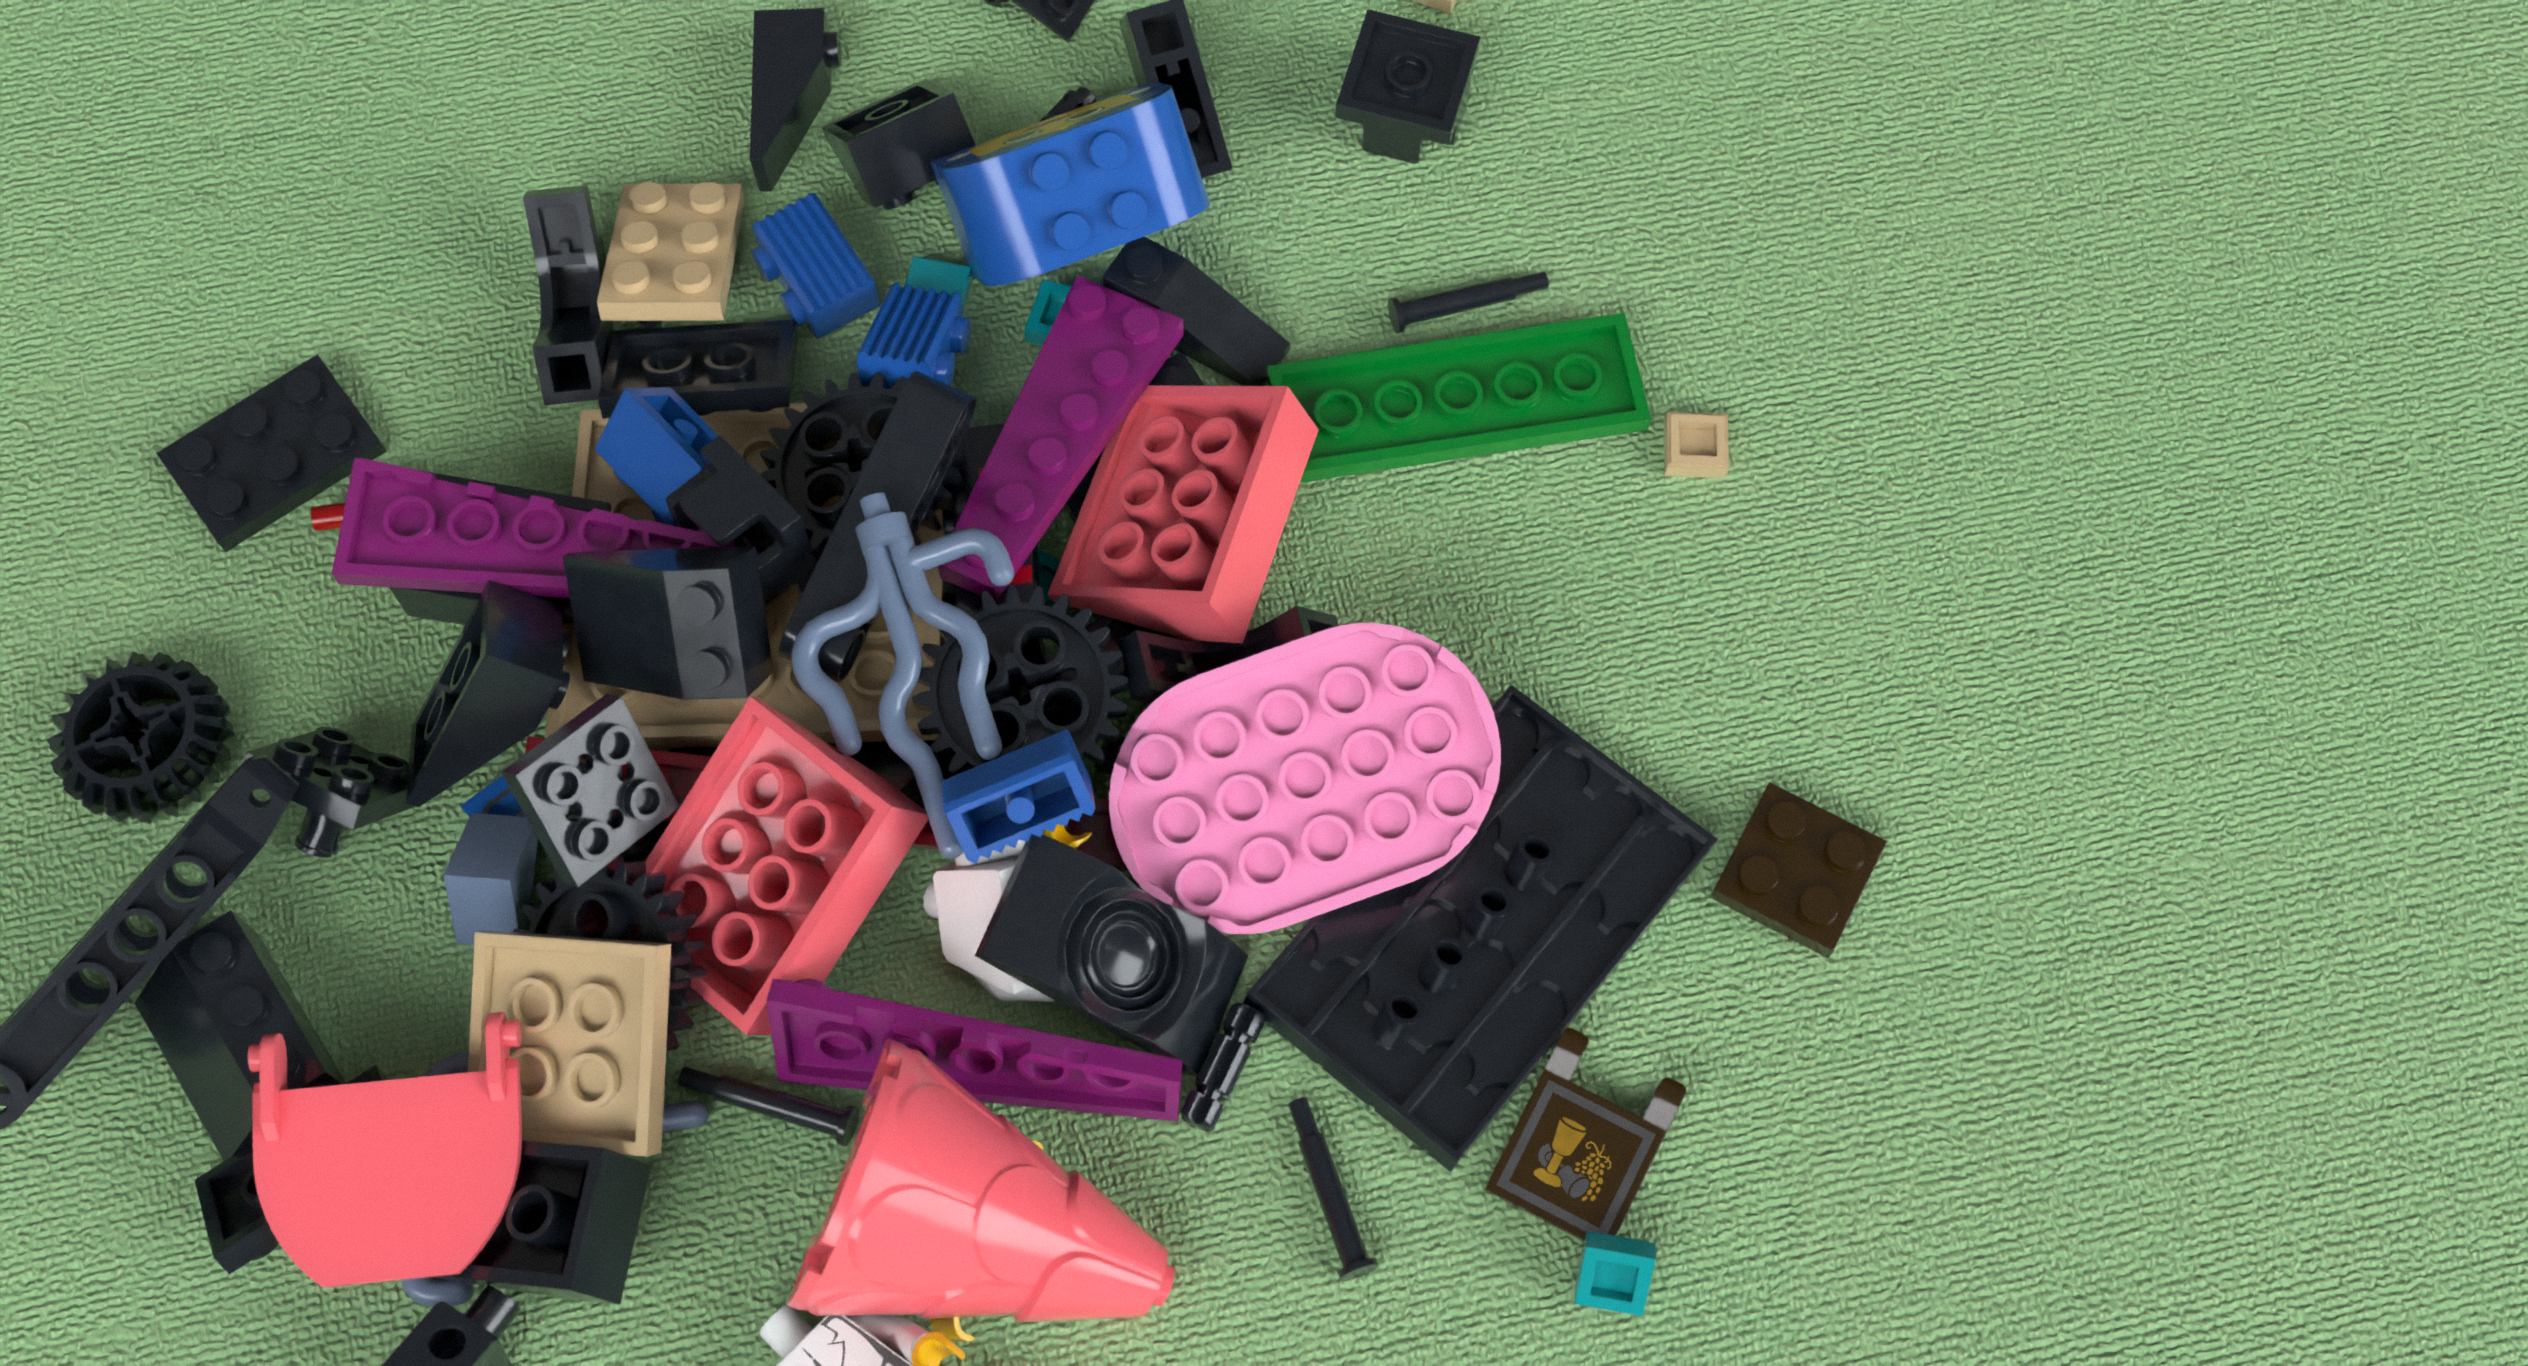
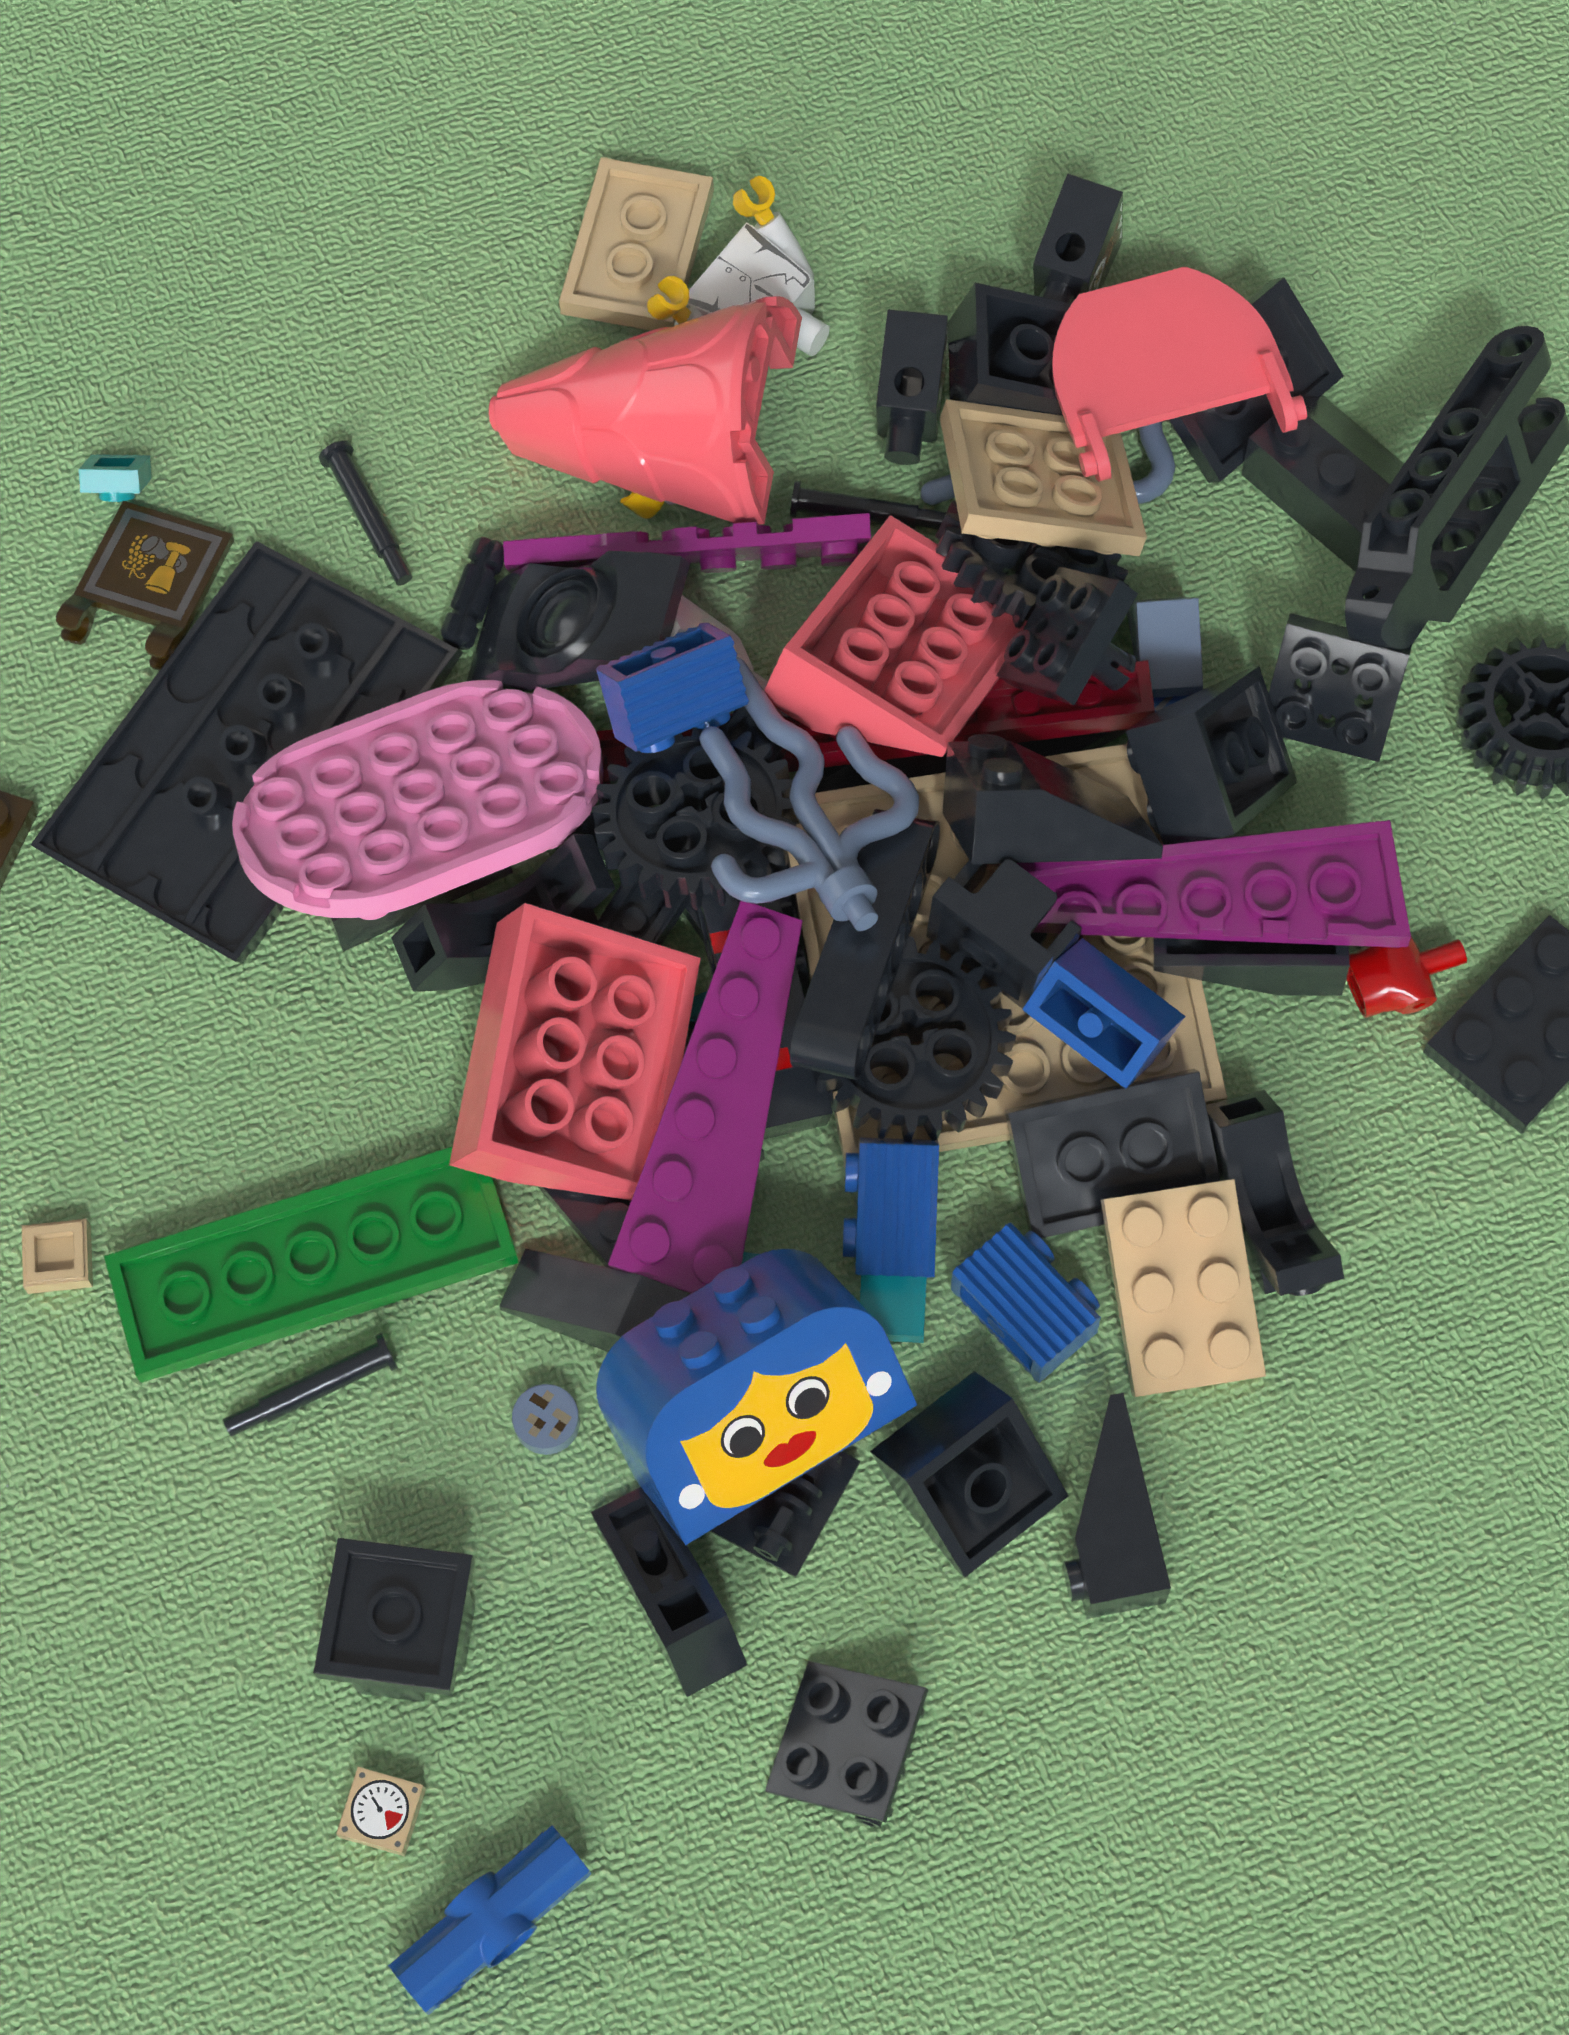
camera: 175 degrees right, 0 degrees up
(681, 1225) = (911, 383): none -> black torso
(1260, 244) = (546, 1419): none -> sand blue tile

